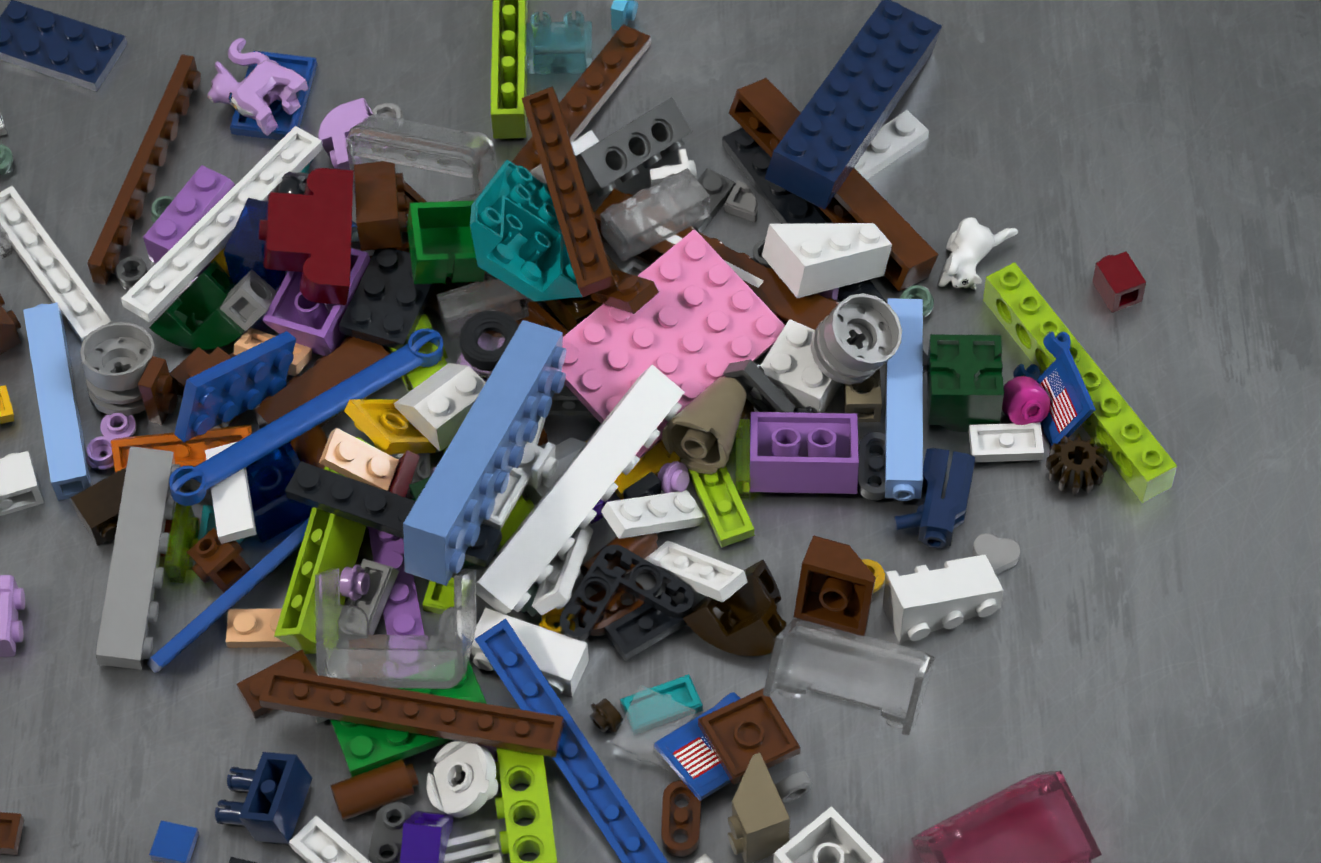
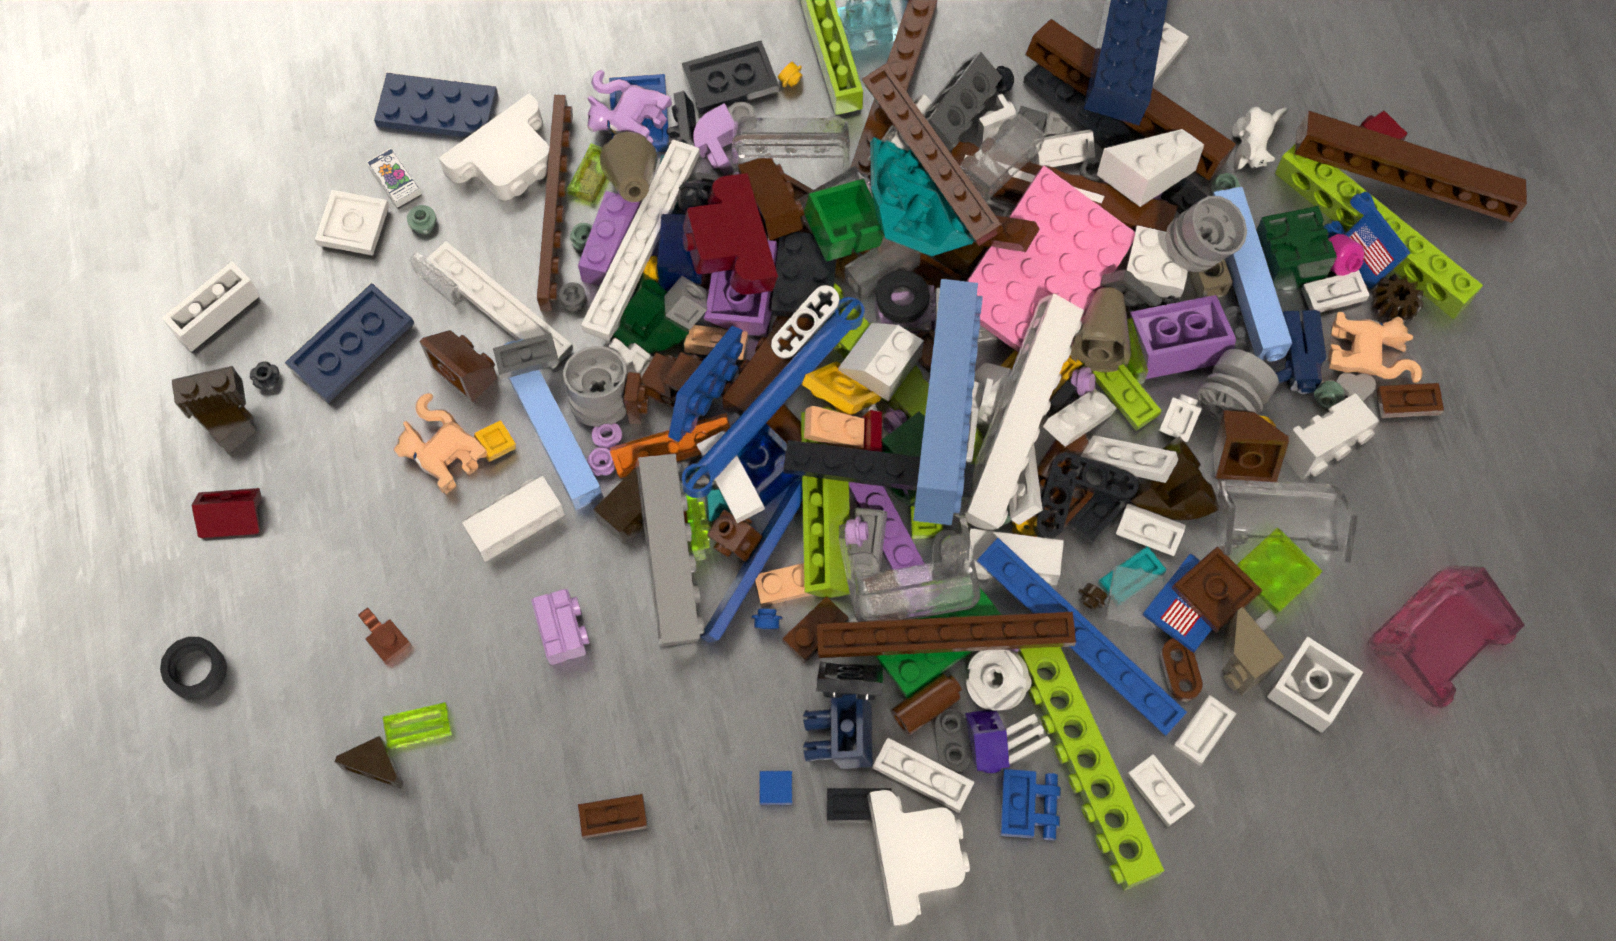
camera: 15 degrees left, 10 degrees up
(51, 319) = (526, 356): none -> dark grey plate
(107, 106) = (503, 152): none -> white brick
(171, 349) = (634, 356): none -> white plate
(200, 147) = (588, 176): none -> clear neon green tile
(225, 659) = (766, 619): none -> blue plate
(237, 141) = (629, 164): none -> dark tan cone
(292, 739) = (850, 678): none -> black plate
(320, 102) = (684, 114): none -> black plate
(355, 342) = (795, 343): none -> white beam
(388, 74) = (730, 76): none -> black plate
(456, 85) = (790, 75): none -> yellow plate
(697, 656) = (1150, 529): none -> white plate
(698, 138) = (1007, 80): none -> black plate
(739, 223) = (1066, 149): none -> white plate
(775, 541) = (1181, 417): none -> white bracket
(832, 733) = (1279, 569): none -> clear neon green plate
(849, 514) = (1237, 384): none -> light grey wheel
(959, 548) = (1329, 394): none -> sand green plate
(1022, 505) = (1366, 347): none -> light nougat animal
(1054, 579) = (1410, 400): none -> reddish brown plate
(1134, 318) = (1410, 166): none -> reddish brown brick

